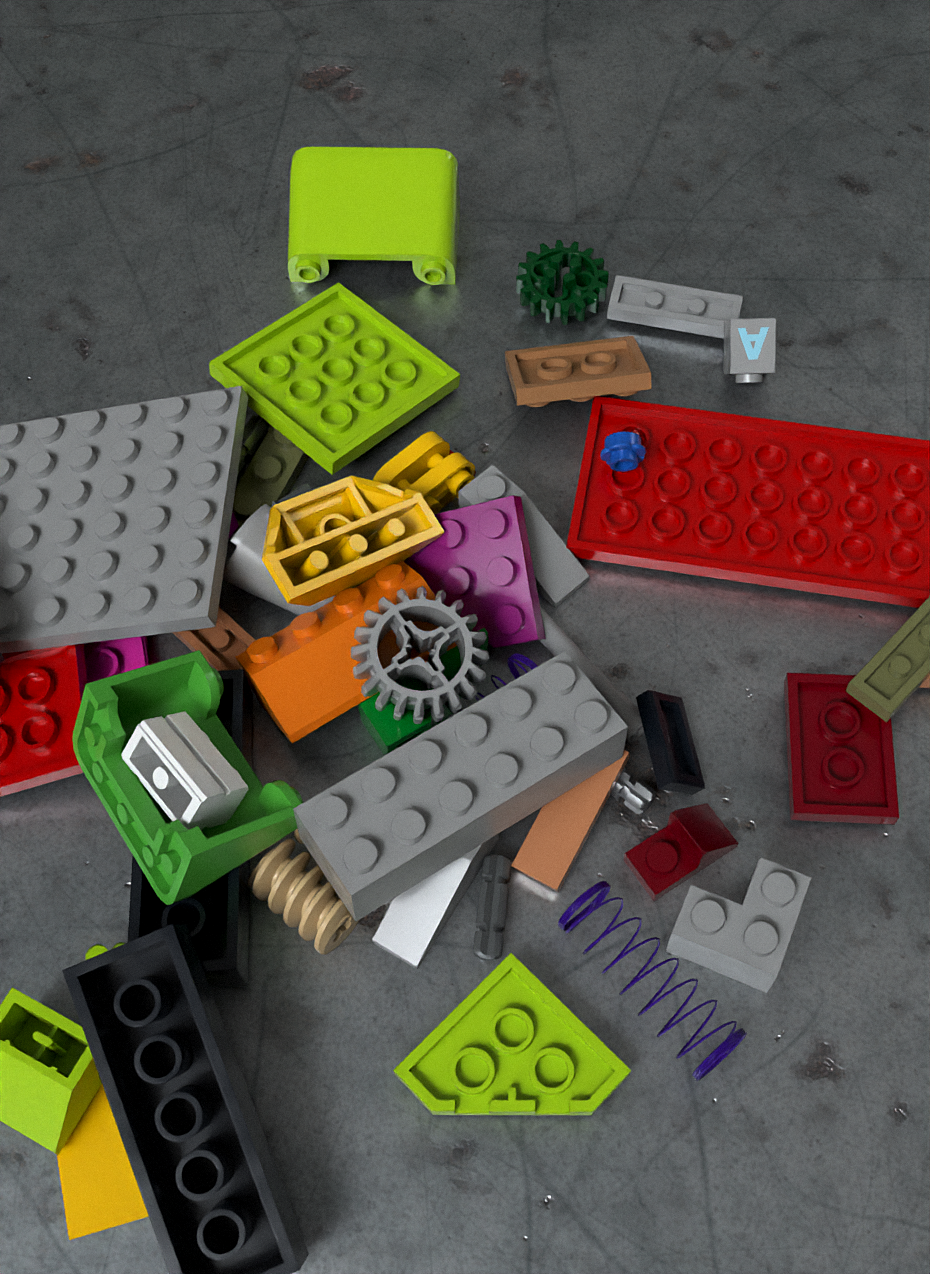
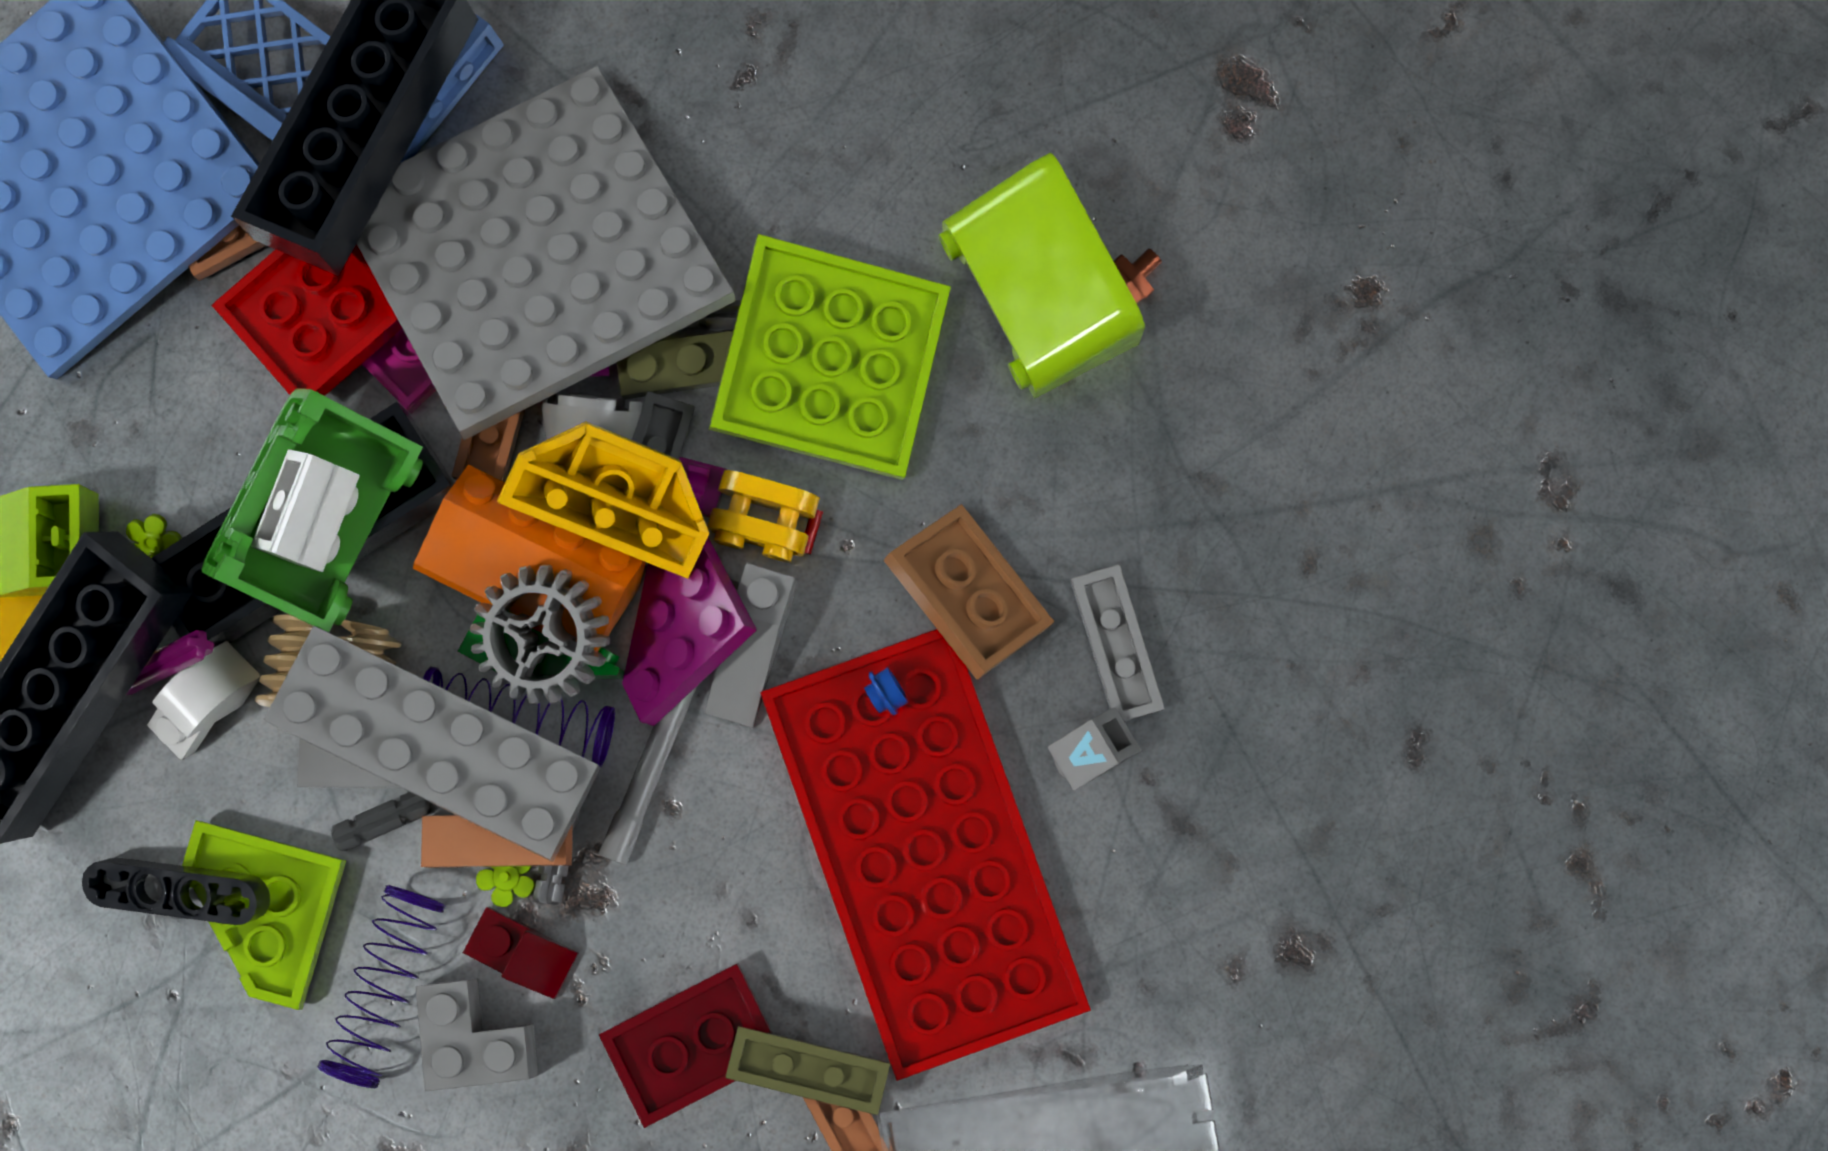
camera: 60 degrees right, 20 degrees up
(234, 980) = (173, 659): none -> magenta axle
(284, 1004) = (200, 698): none -> white brick
(456, 1126) = (175, 891): none -> black beam
(581, 287) = (1106, 528): dark green gear -> none
(611, 829) = (506, 881): none -> lime plant
(670, 743) = (611, 892): black tile -> none

